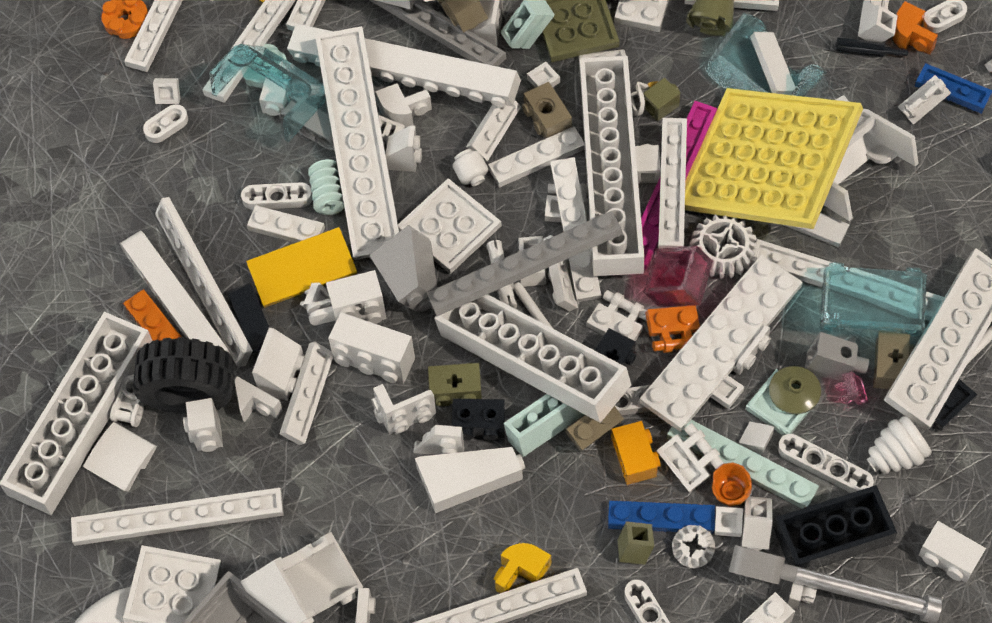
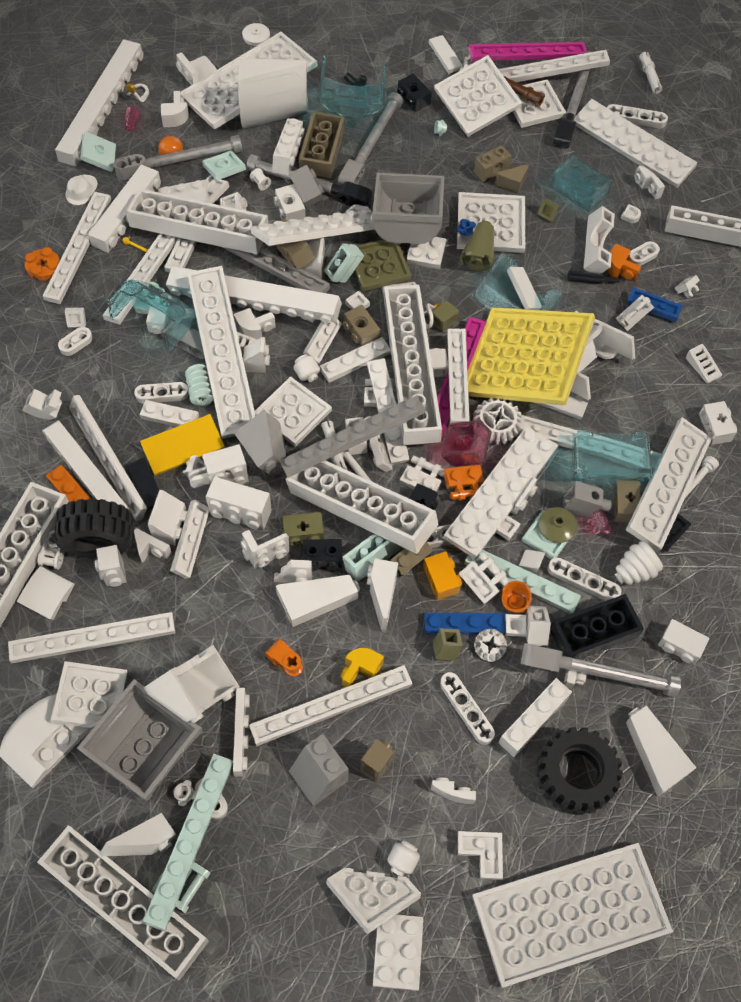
camera: 10 degrees left, 0 degrees up
(121, 209) = (42, 405): none -> white brick
(420, 550) = (282, 655): none -> orange piece
(556, 456) = (382, 582): none -> white slope

